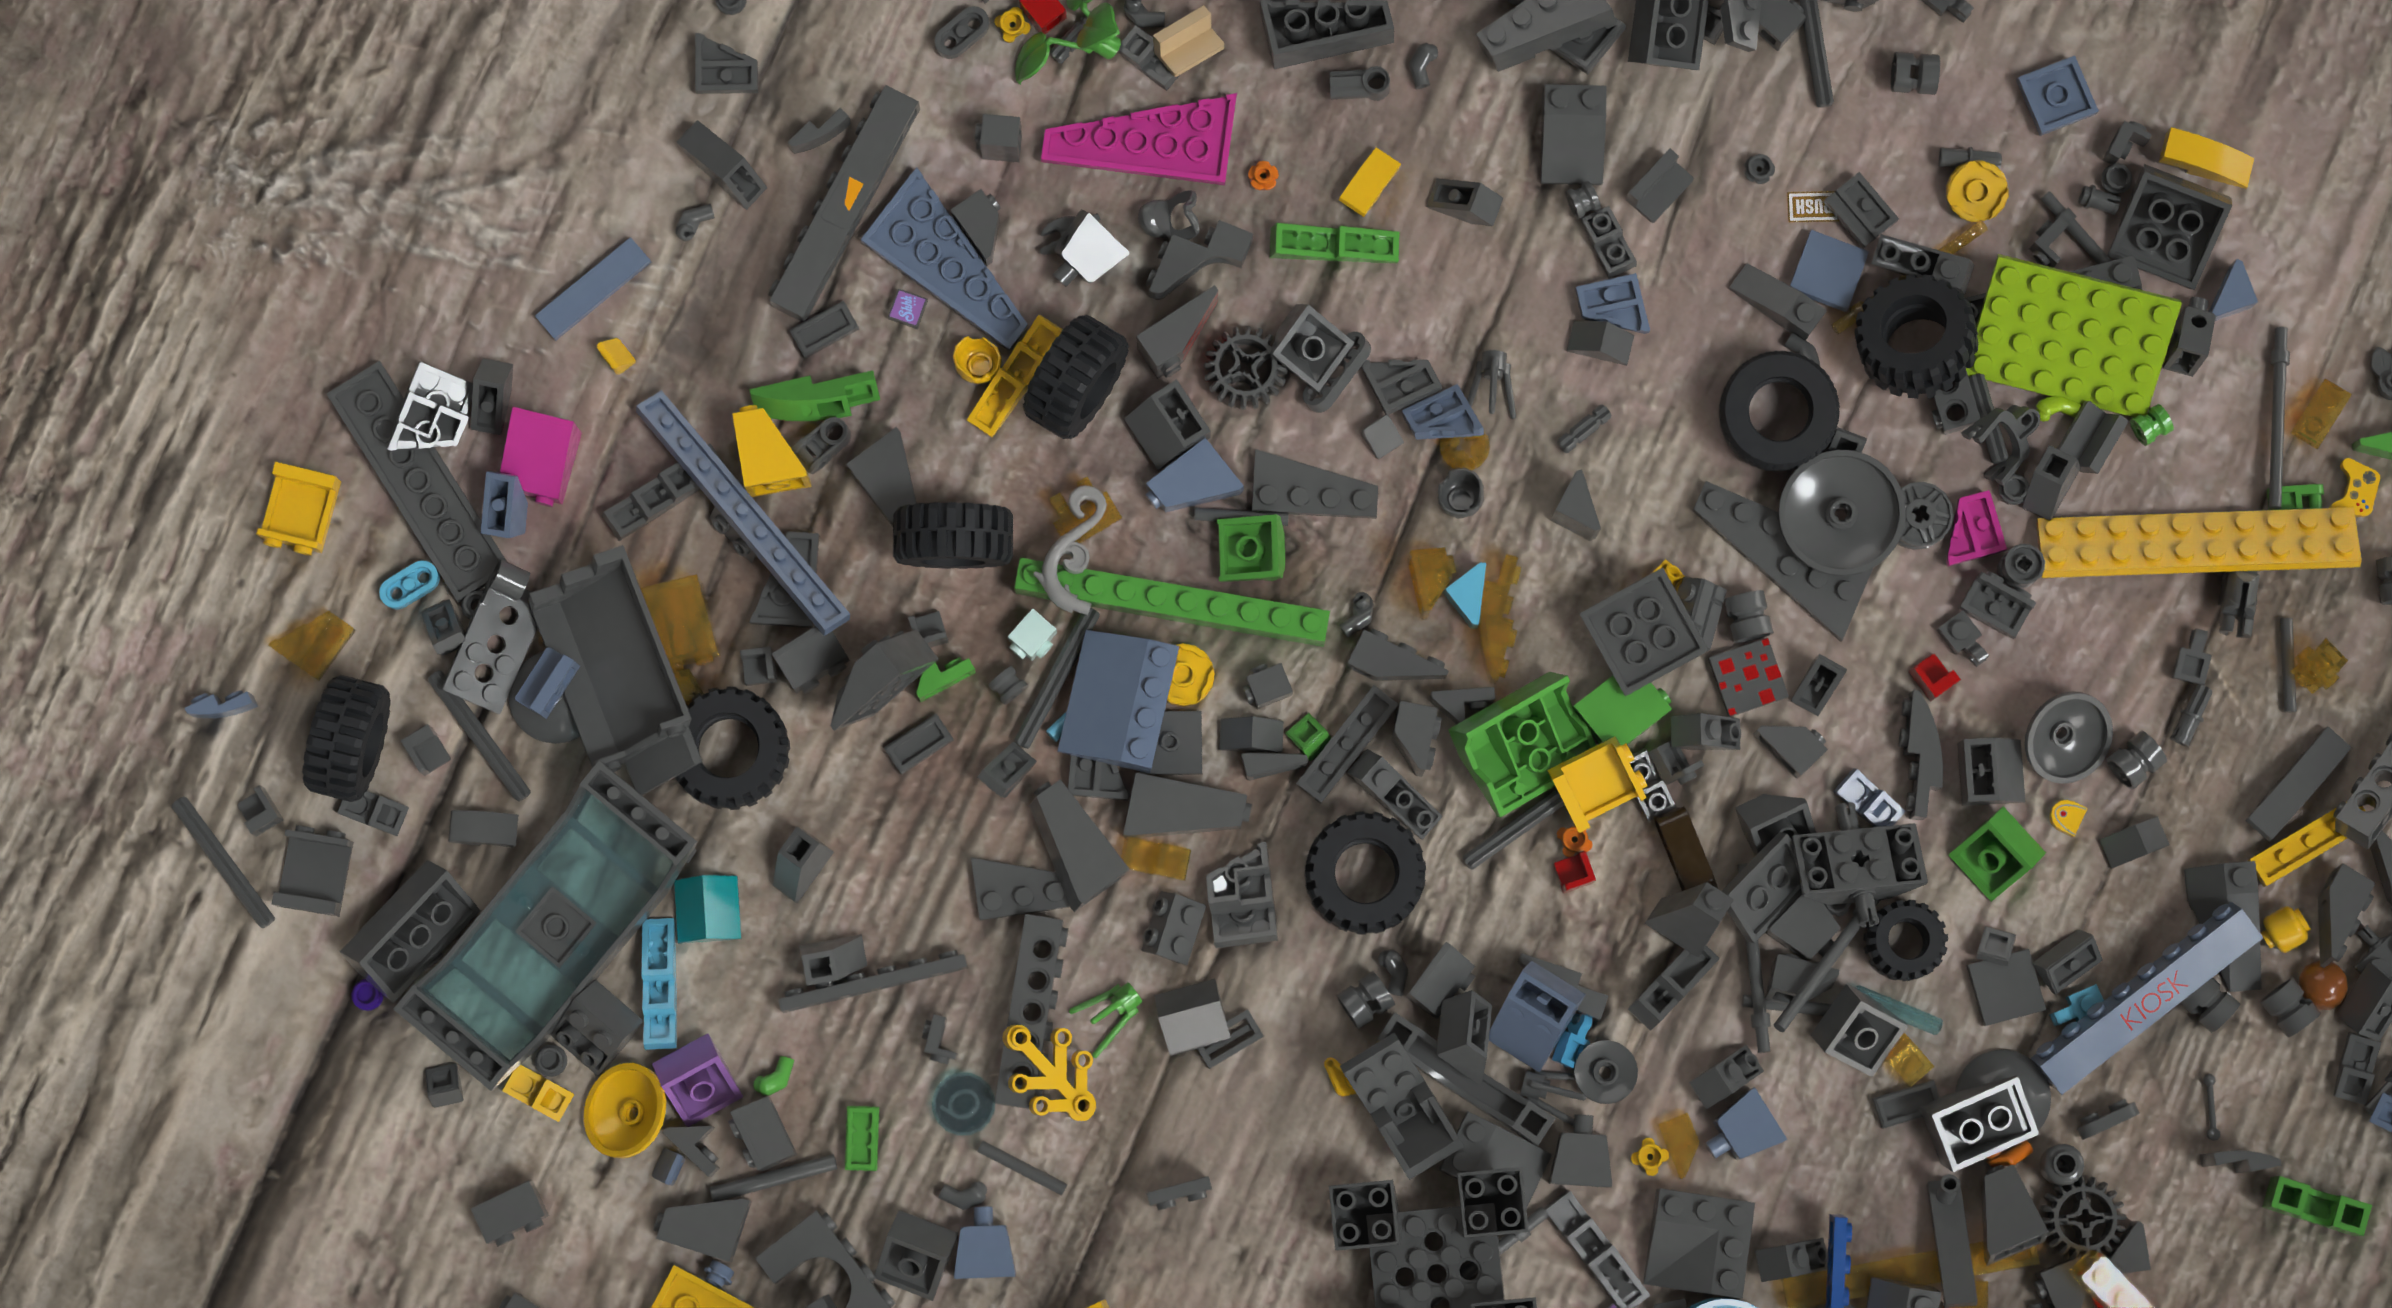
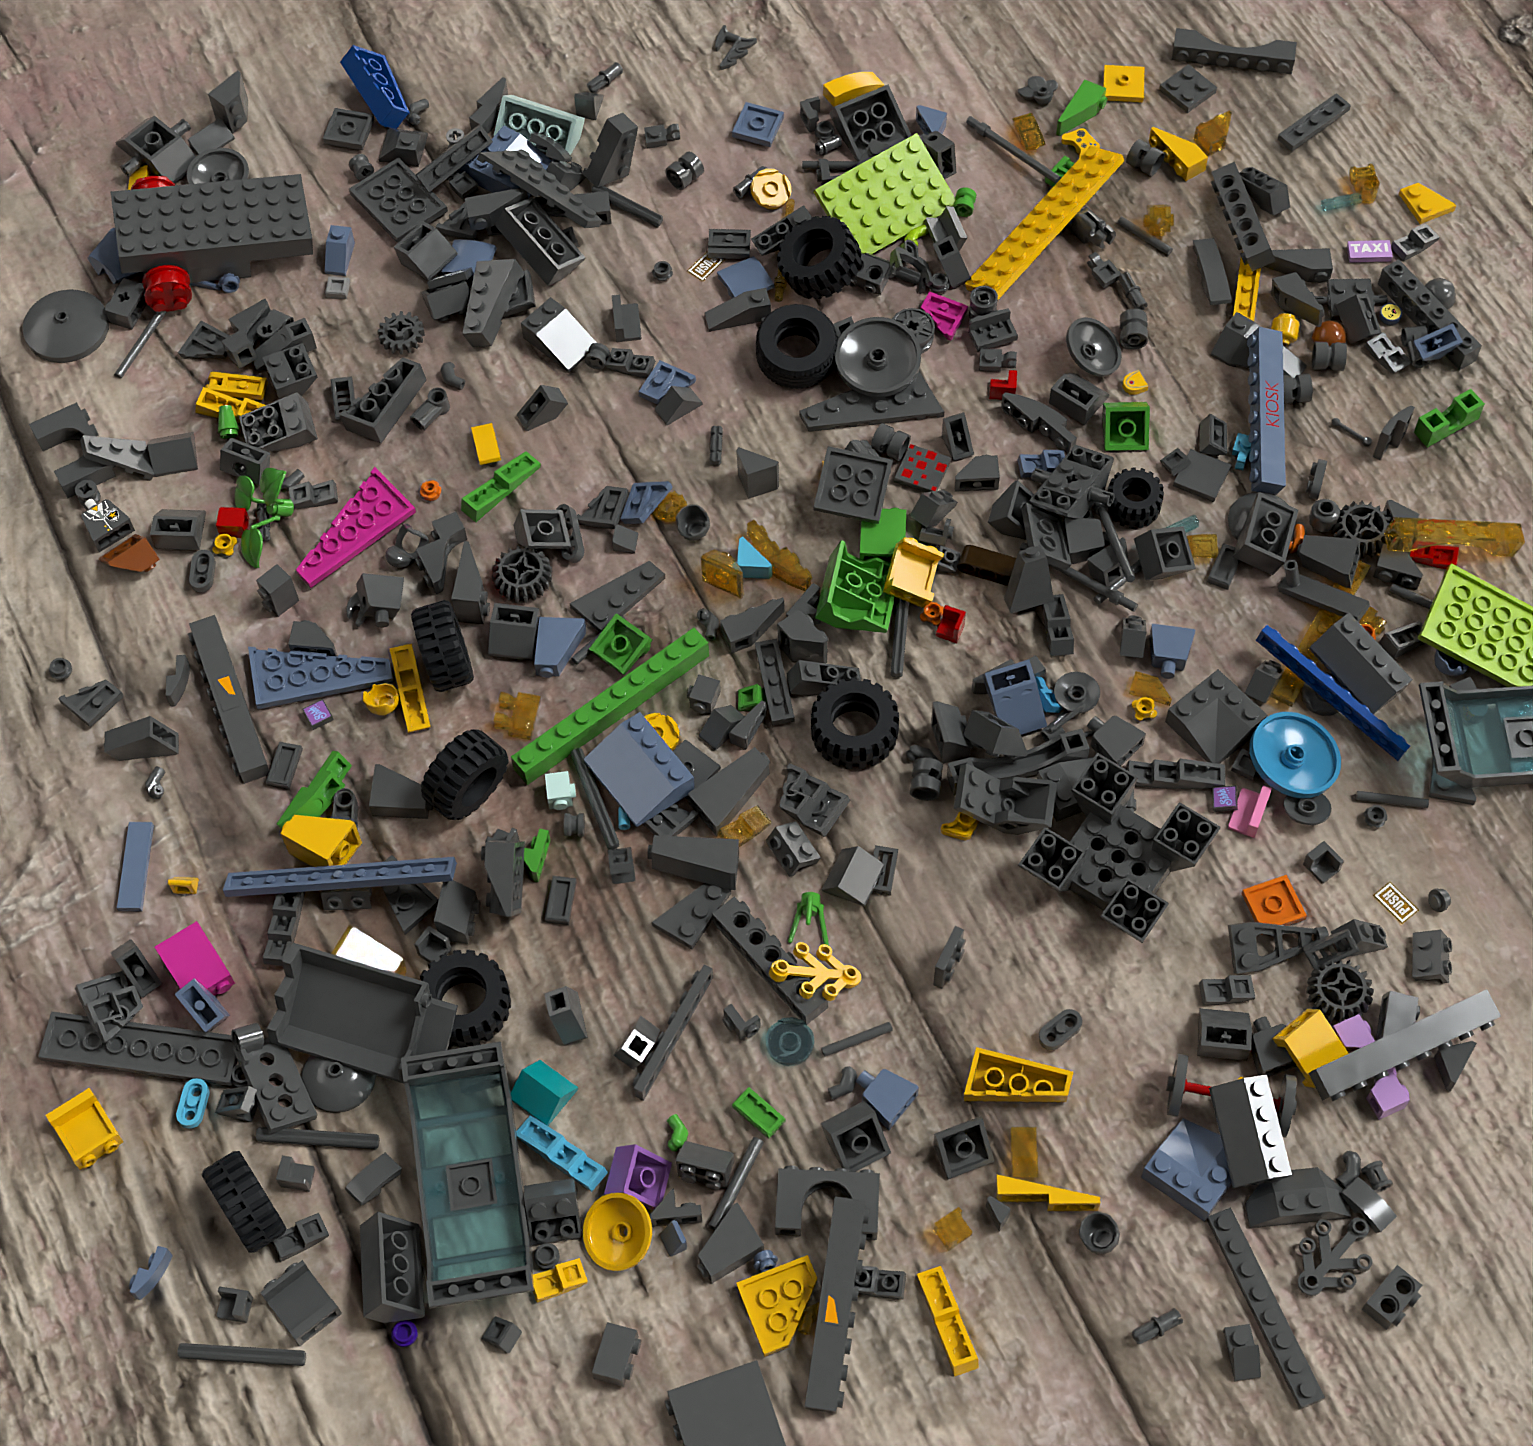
camera: 45 degrees left, 20 degrees down
(315, 644) = (171, 1187): clear yellow wing -> none
(547, 682) = (326, 1064): sand blue panel -> none
(1066, 544) = (541, 724): light grey plant -> none
(1187, 42) = (323, 469): tan panel -> none
(1494, 367) = (643, 460): dark grey plant -> none
(2134, 842) = (1175, 365): dark grey slope -> none

